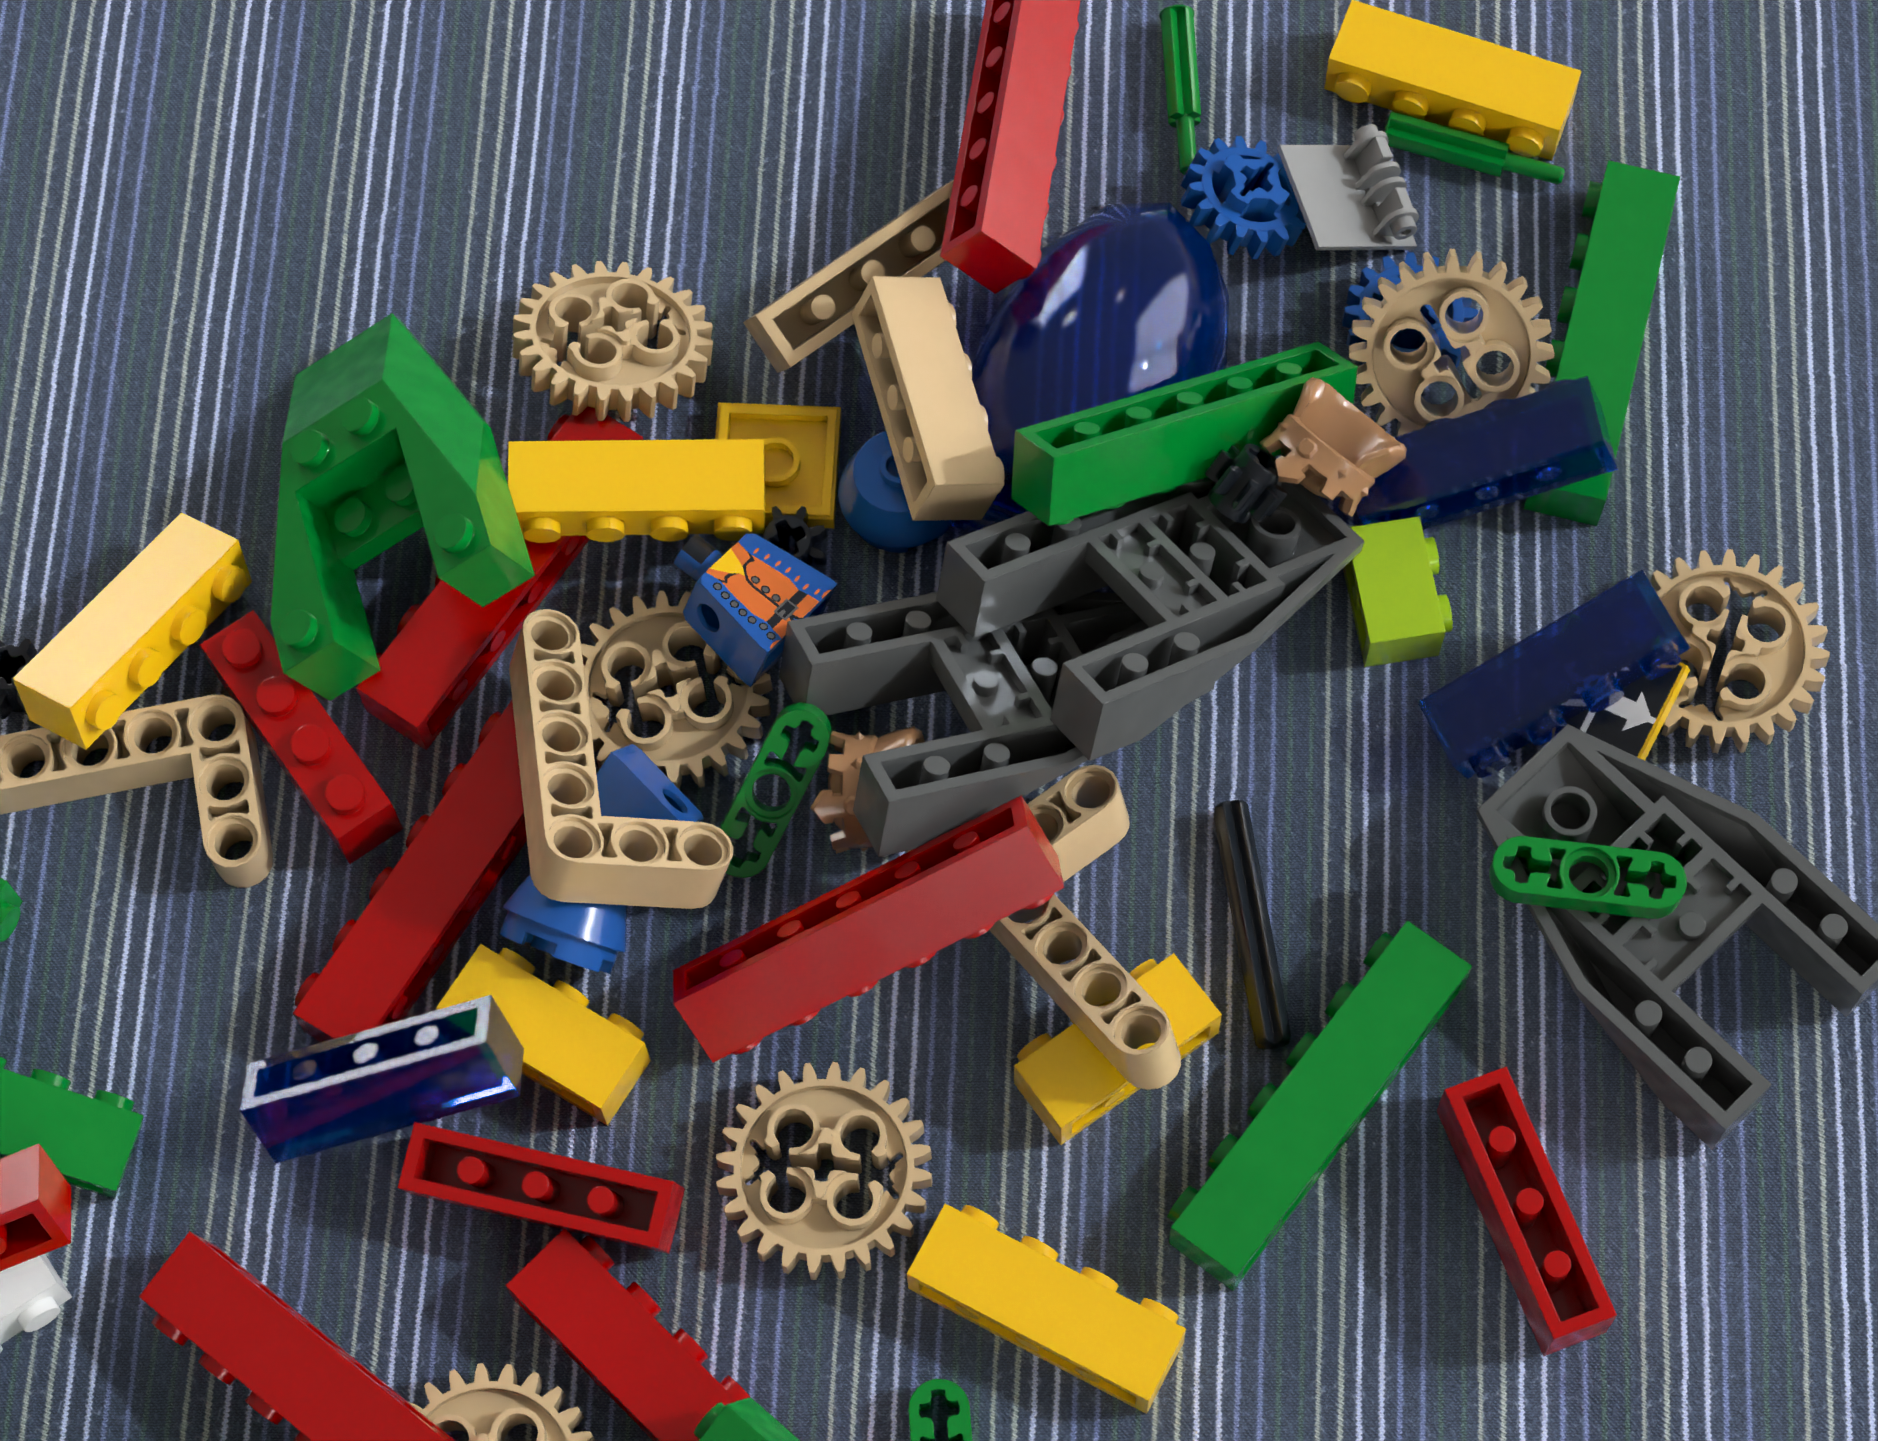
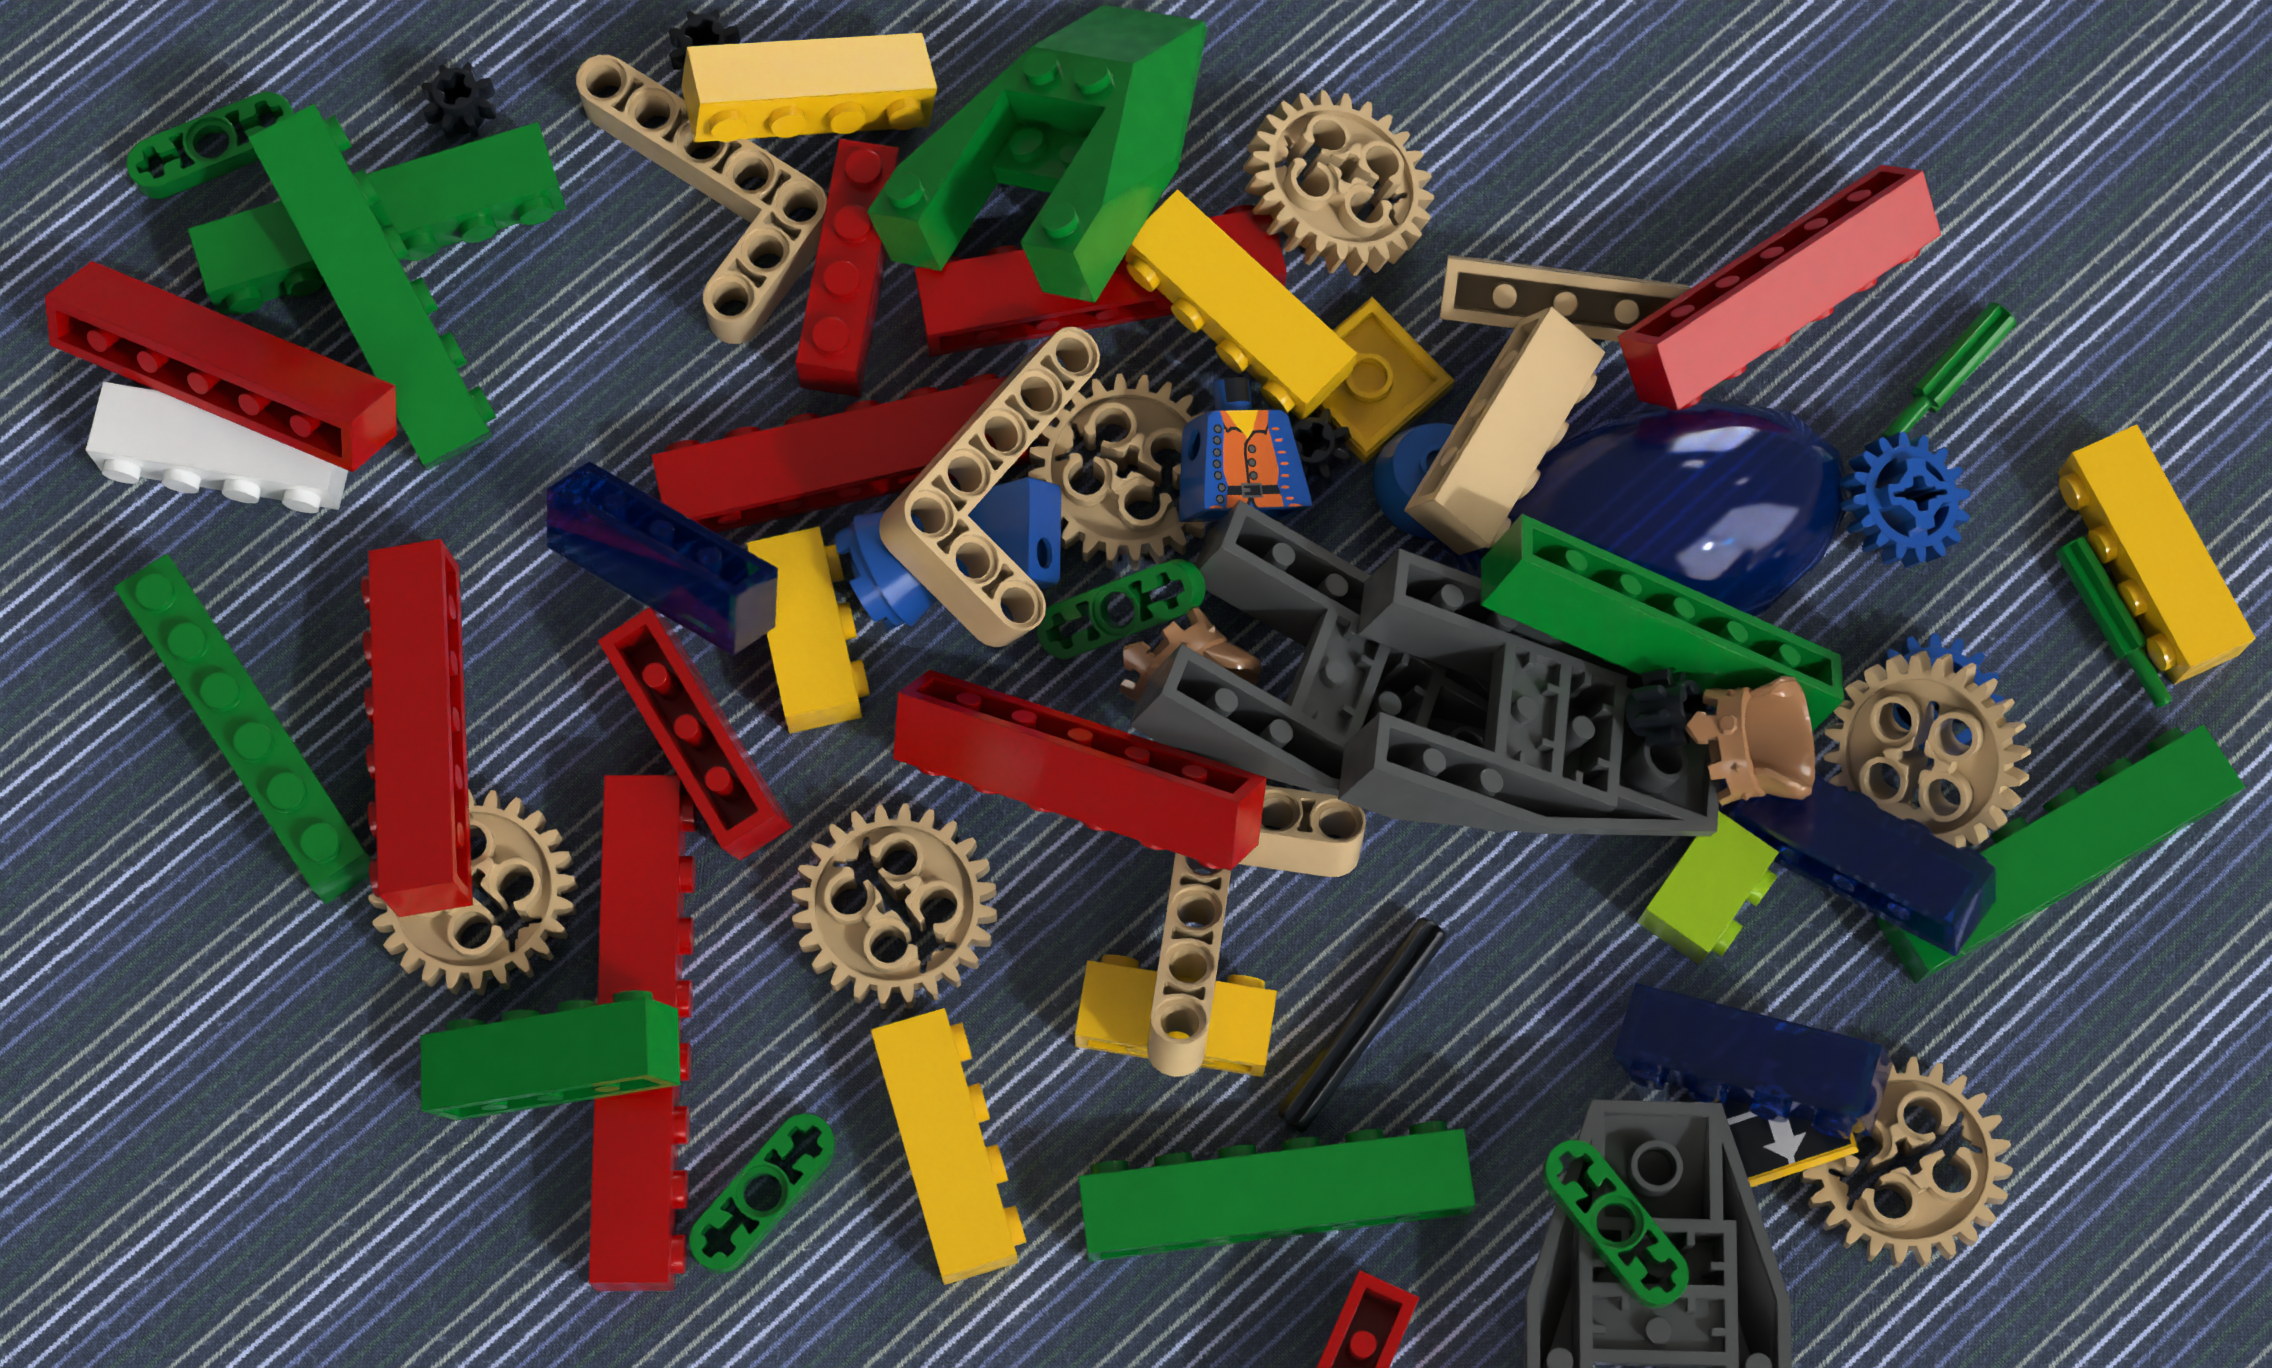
camera: 40 degrees right, 5 degrees up
(1352, 193) = (1983, 568): light grey hinge -> none

